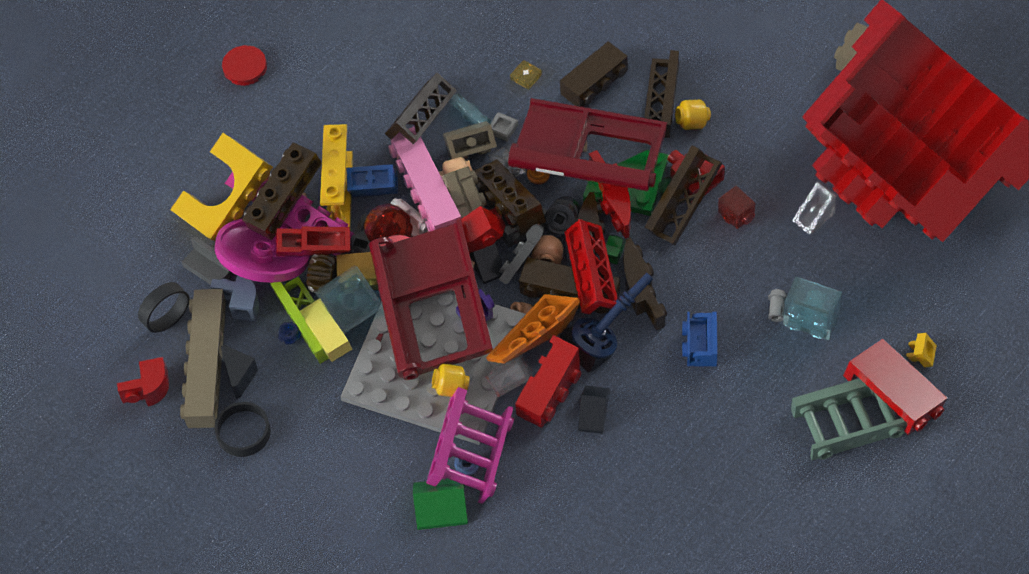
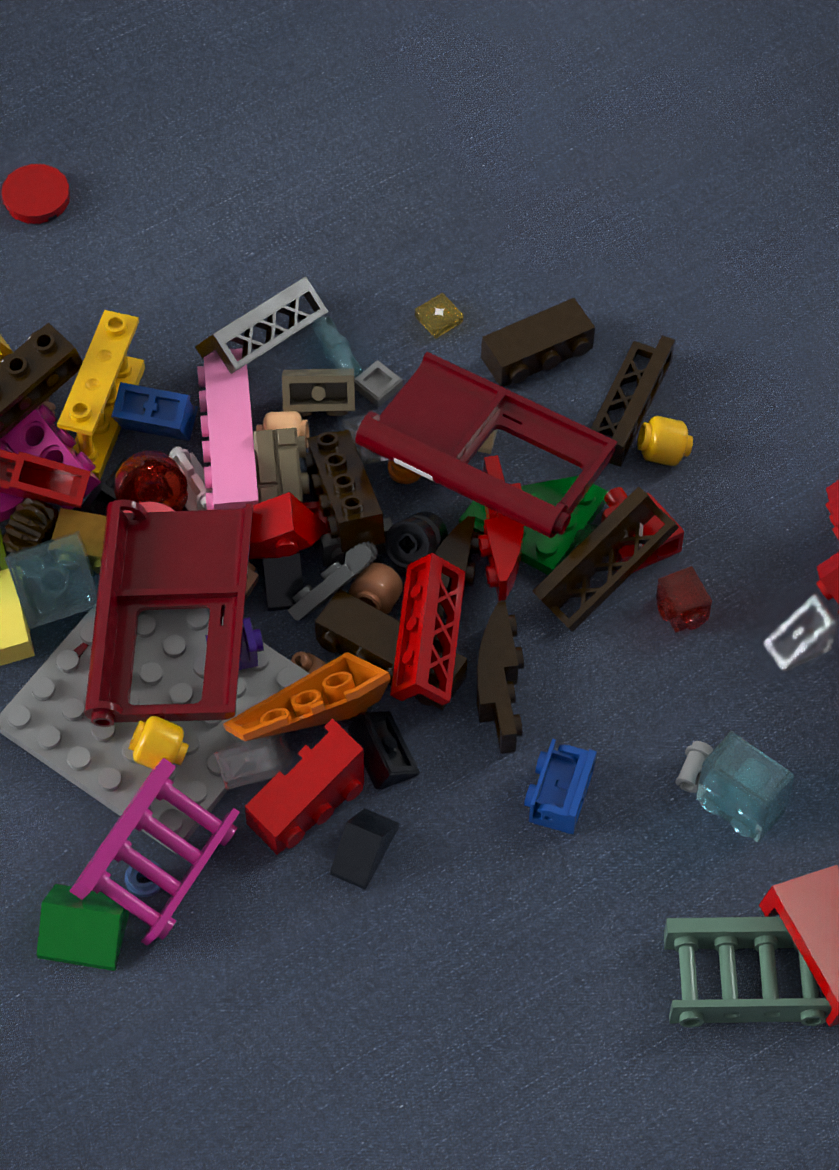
camera: 10 degrees right, 0 degrees up
(599, 328) = (410, 728): dark blue dish -> none
(615, 248) = (477, 611): green piece -> none

